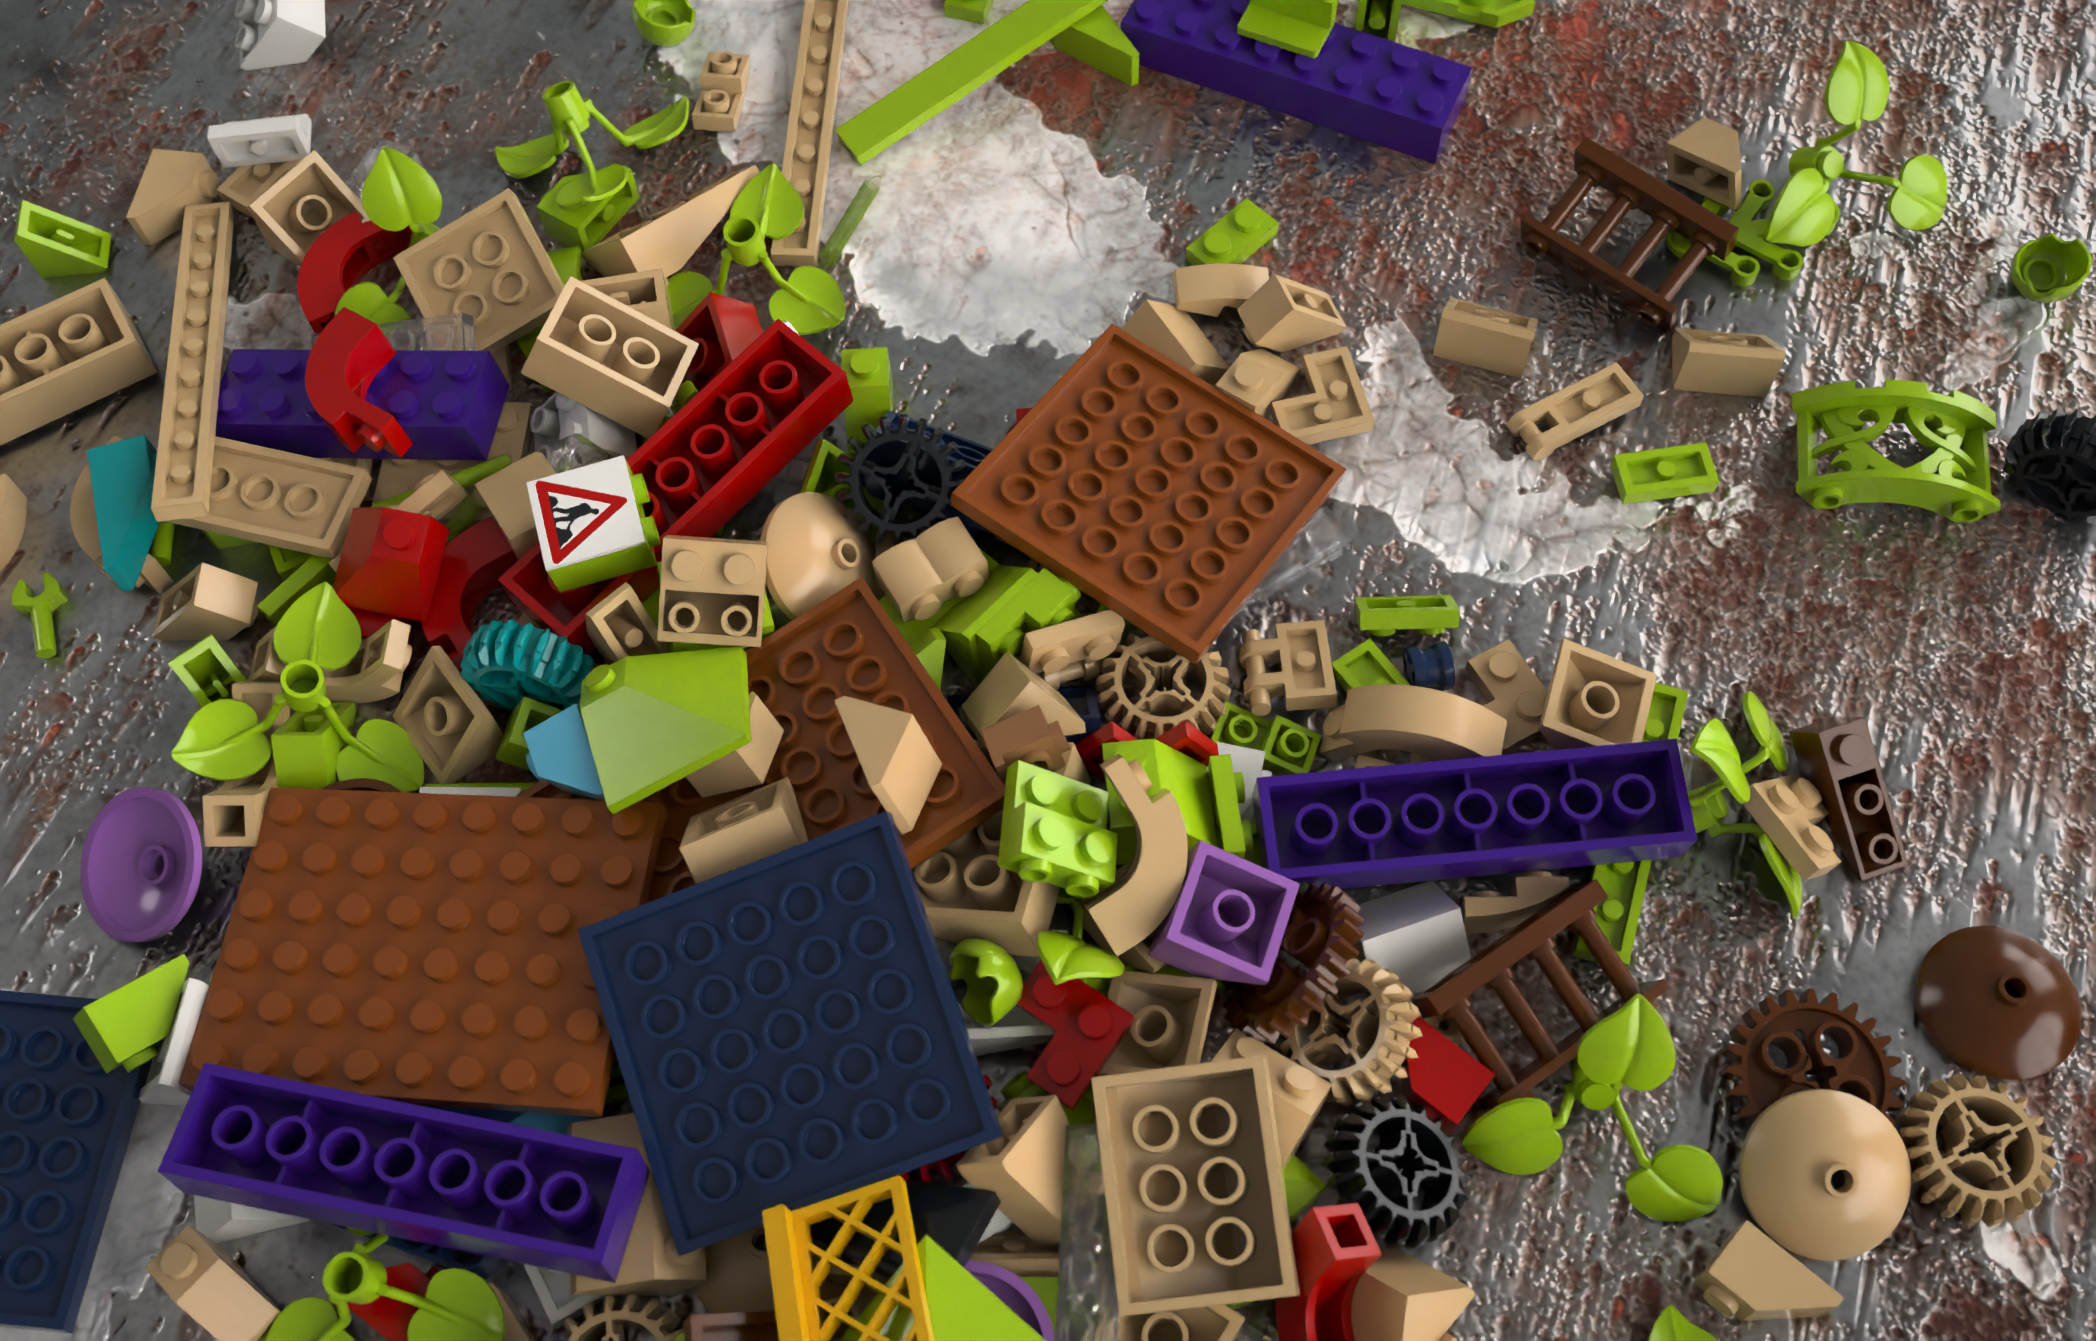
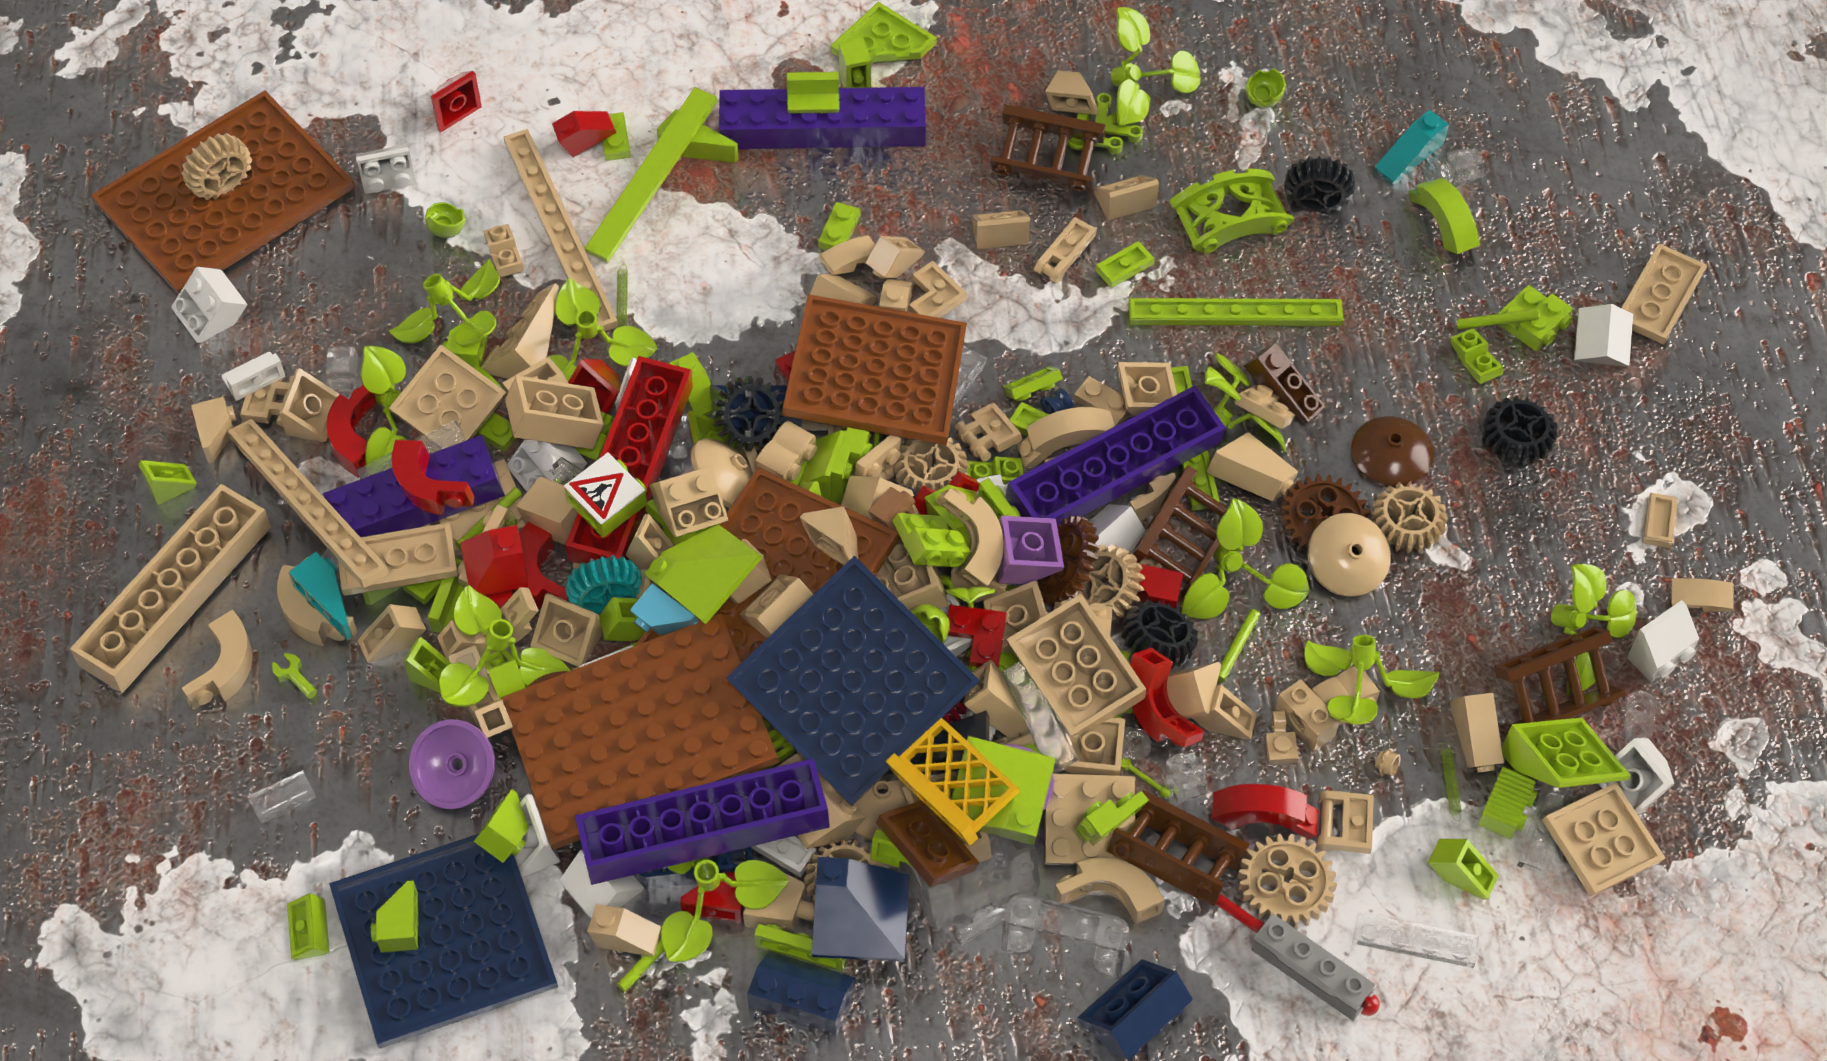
camera: 30 degrees left, 5 degrees down
(1535, 1250) = (1238, 644): none -> lime bar
(1720, 929) = (1253, 467): none -> tan slope
(1762, 1281) = (1344, 611): tan slope -> none
(1826, 631) = (1235, 312): none -> lime tile

